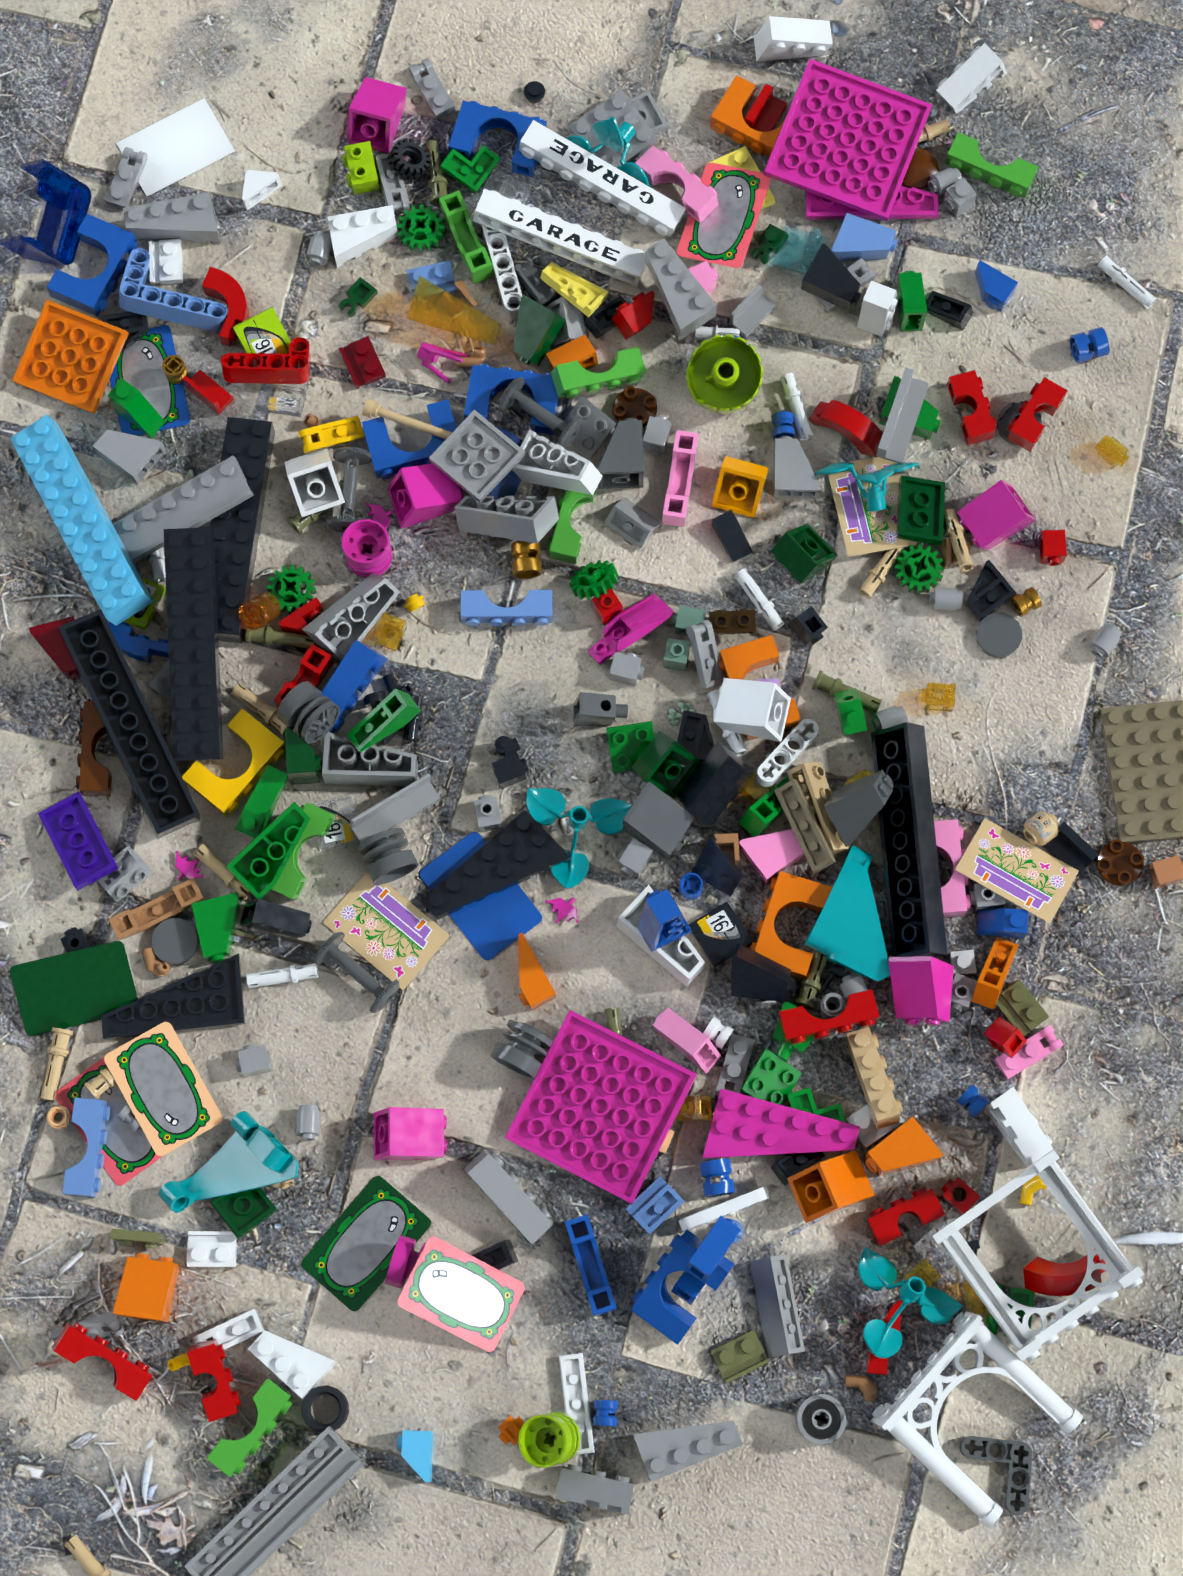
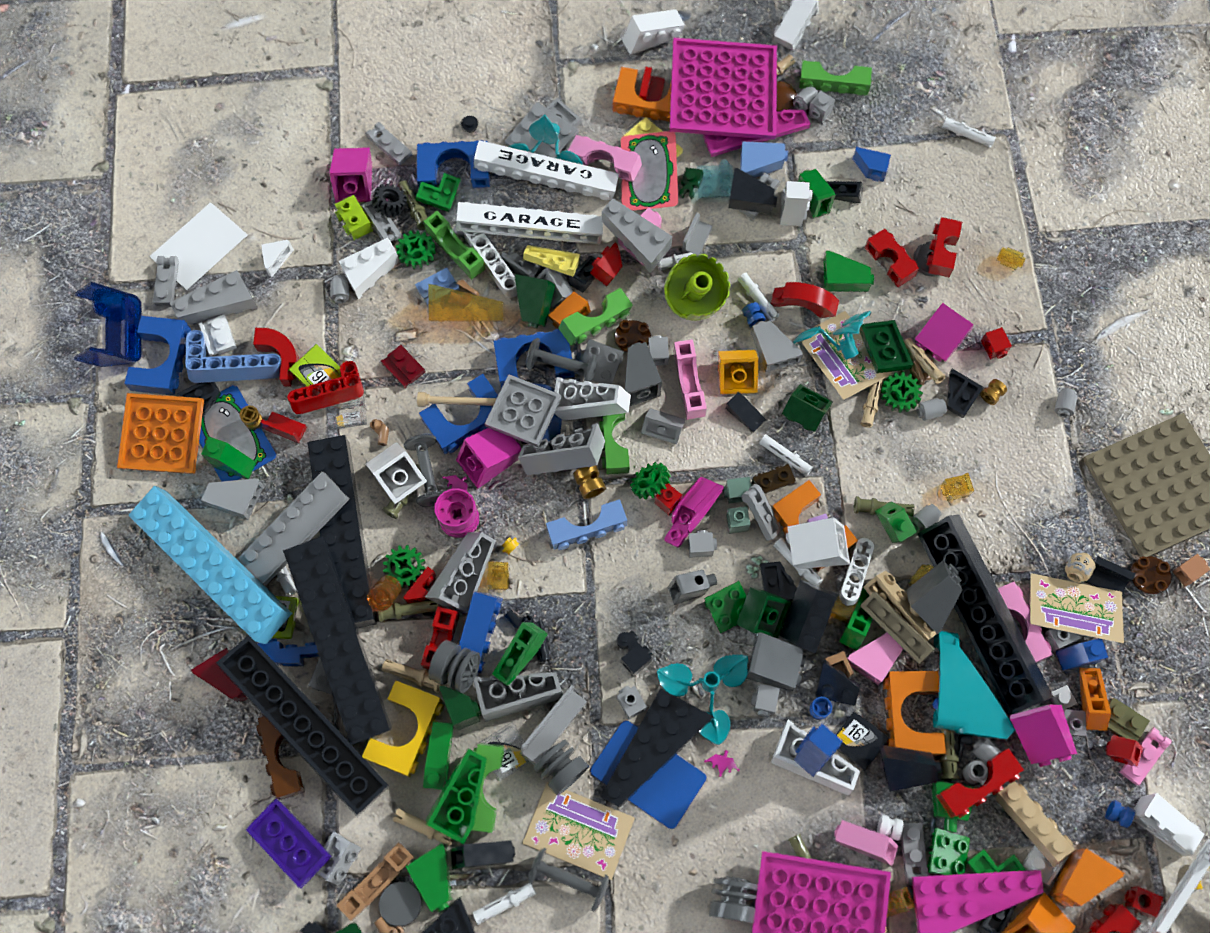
camera: 20 degrees left, 5 degrees down
(187, 868) = (391, 833): dark pink piece -> none
(332, 434) = (397, 430): yellow plate -> none
(359, 294) = (383, 314): dark green plate -> none
(374, 699) = (504, 636): black tile -> none
(431, 353) = (455, 343): dark pink plant -> none
(476, 358) = (494, 335): medium nougat arm -> none
(533, 982) = (719, 833): orange slope -> none
(808, 626) = (833, 464): black brick -> none
(902, 418) = (845, 280): light grey panel -> none
(999, 635) = (982, 424): dark grey tile -> none
(1093, 344) = (961, 185): blue wheel -> none

